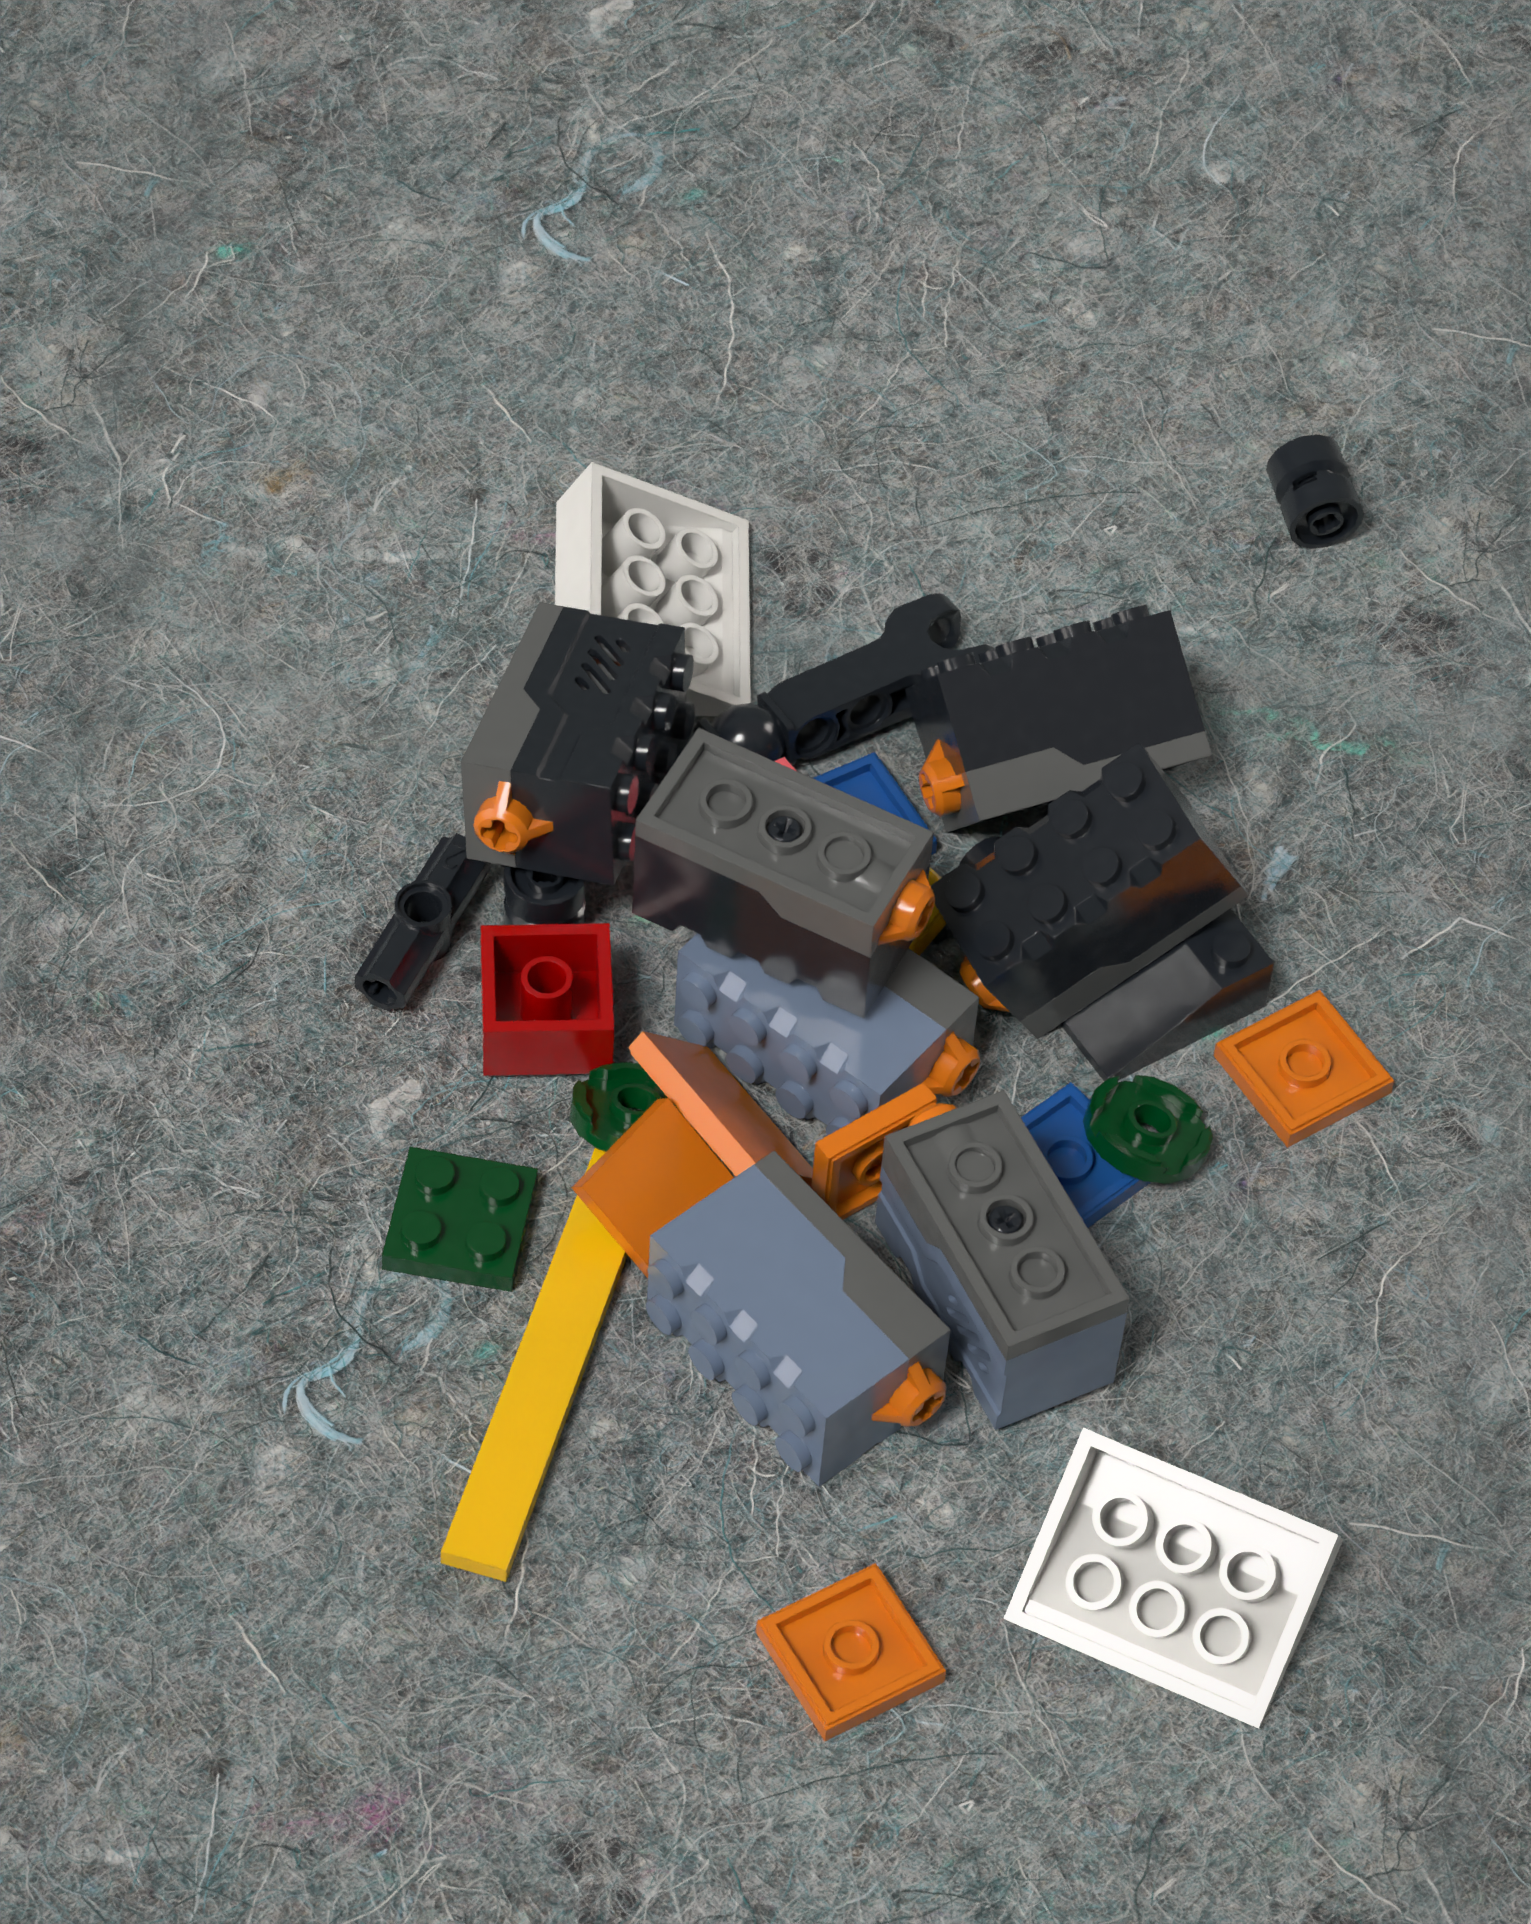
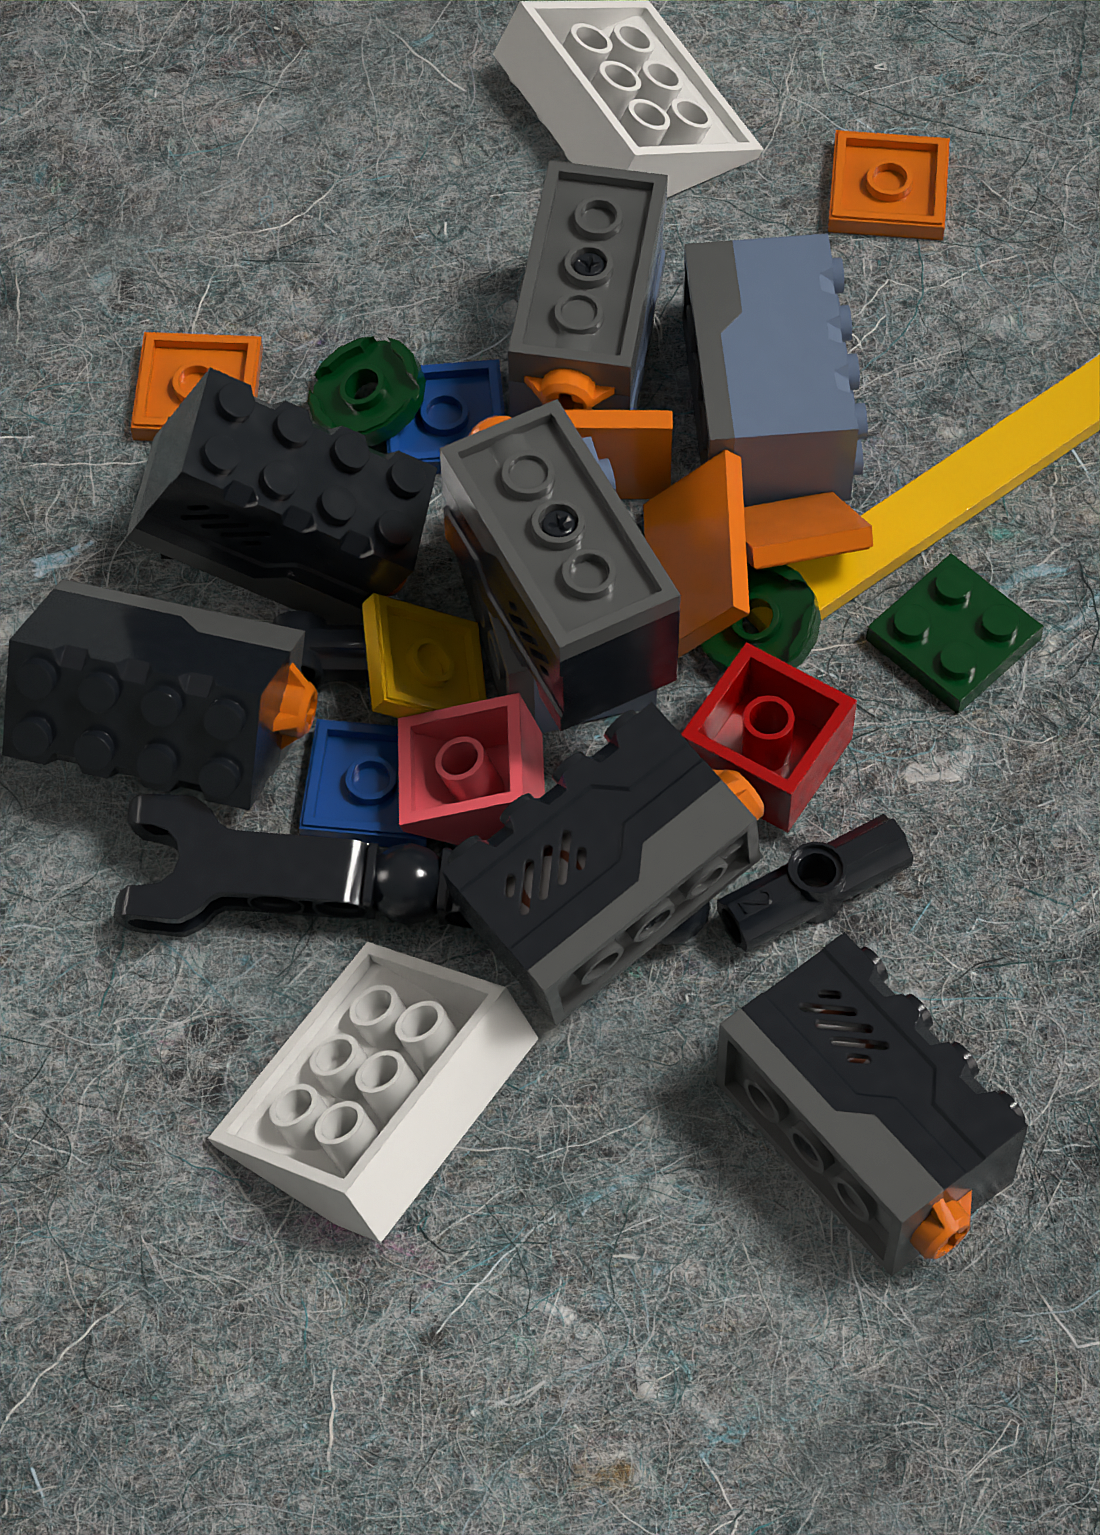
camera: 140 degrees left, 5 degrees up
(254, 752) = (870, 1104): none -> piece

